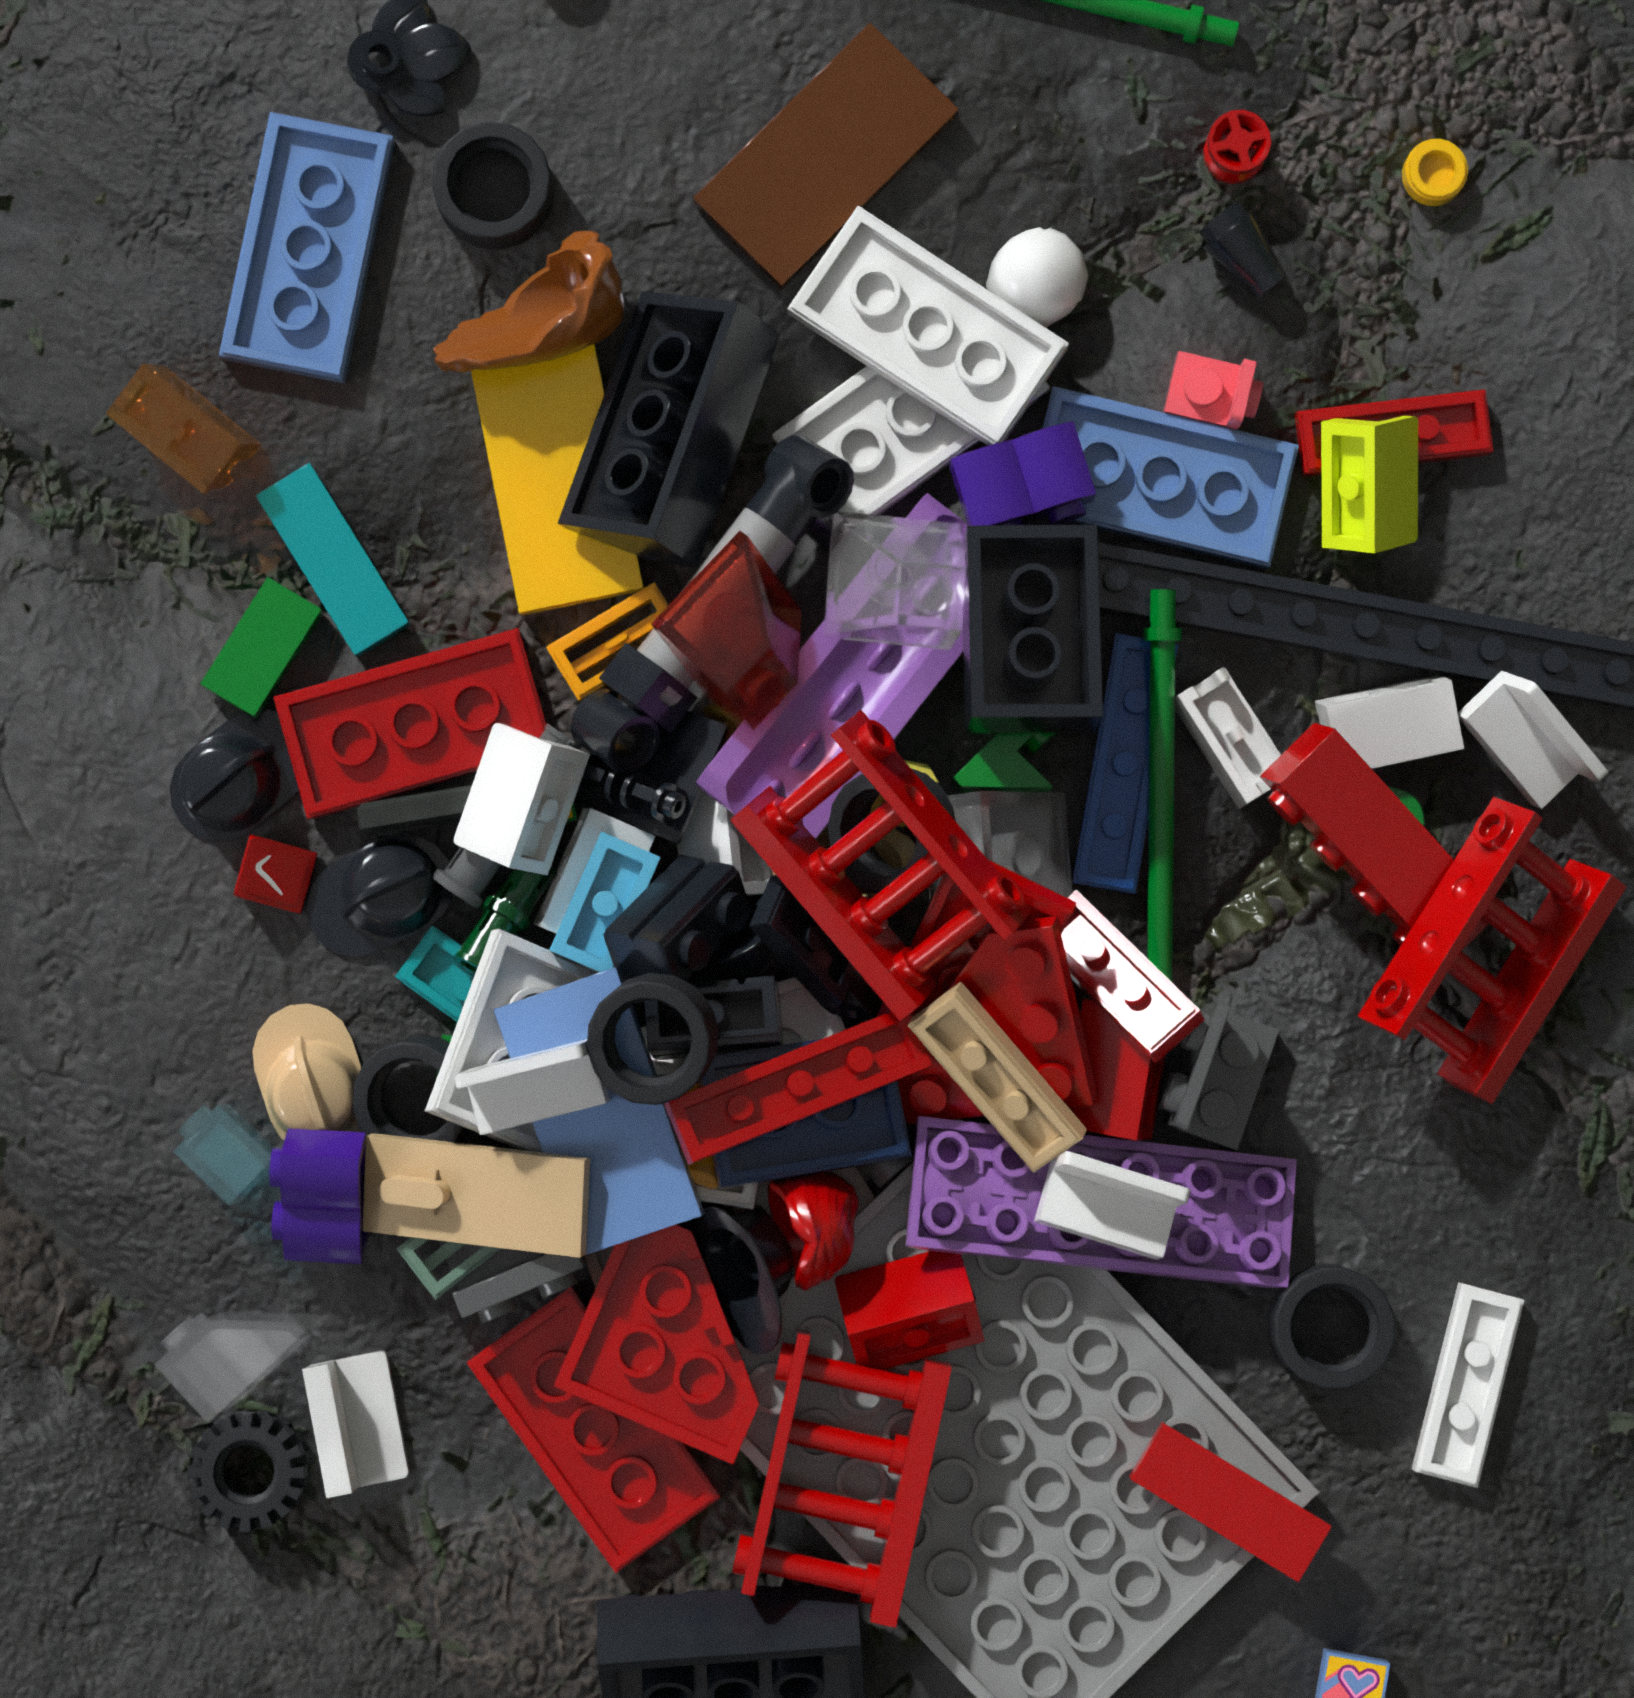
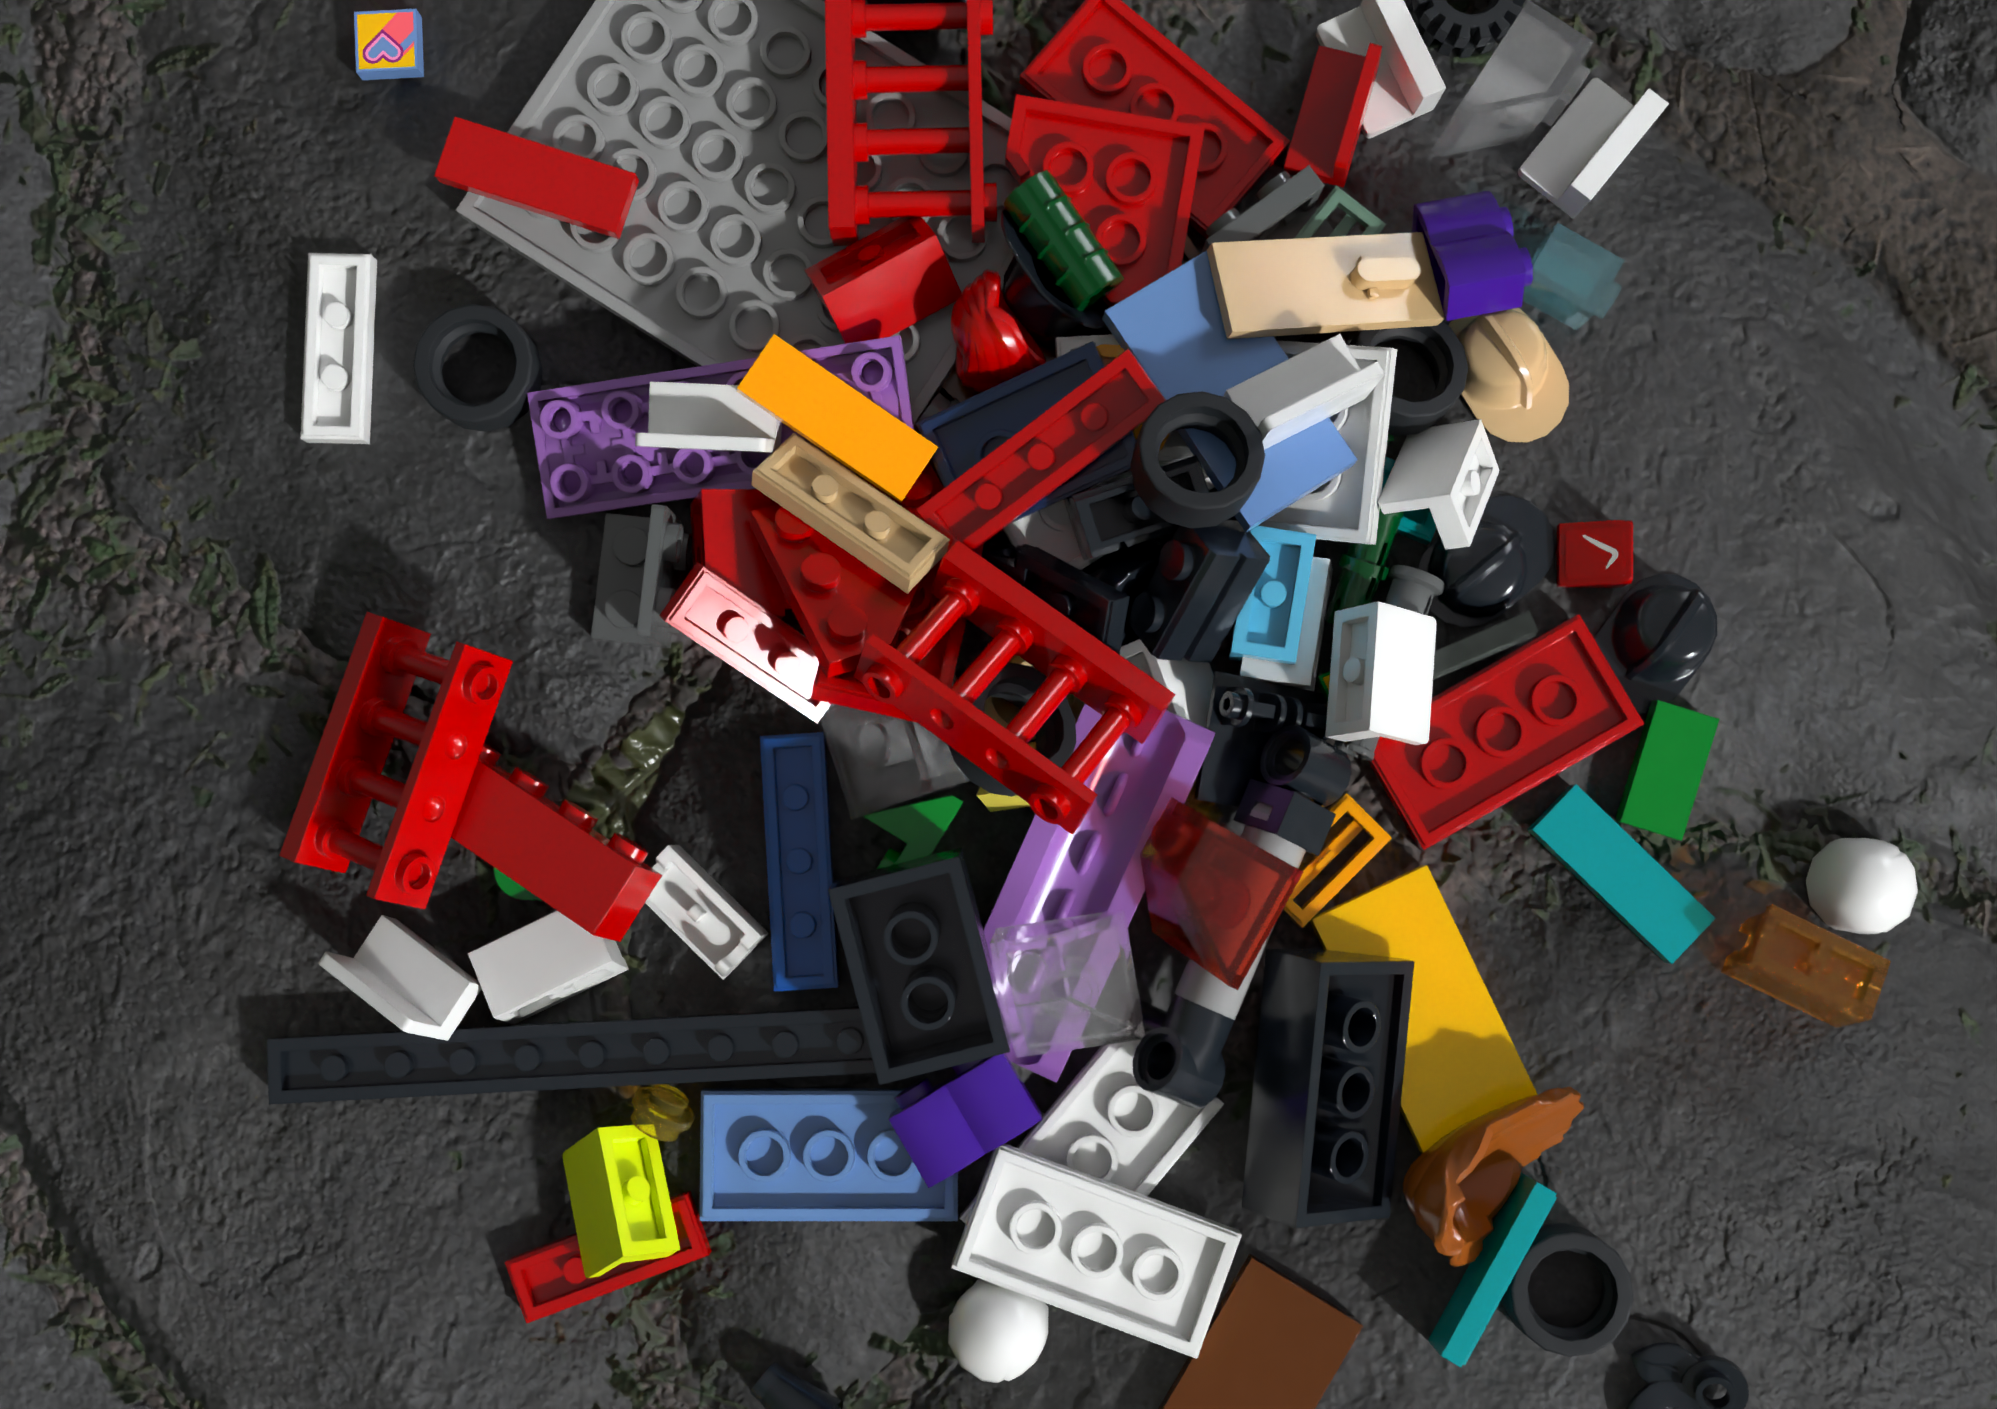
camera: 165 degrees right, 0 degrees up
(105, 493) = (1861, 885): none -> white hair
(168, 1285) = (1588, 145): none -> white panel
(307, 247) = (1731, 1182): medium blue tile -> none
(405, 979) = (1449, 473): none -> white panel
(417, 1378) = (1333, 113): none -> red panel
(558, 220) = (1492, 1270): none -> teal tile
(724, 1298) = (1063, 240): none -> dark green axle
(988, 1172) = (836, 418): none -> light orange tile
(1162, 640) = (789, 991): green bar -> none
(1213, 390) = (796, 1255): coral bracket -> none
(1311, 555) = (661, 1112): none -> clear yellow plate

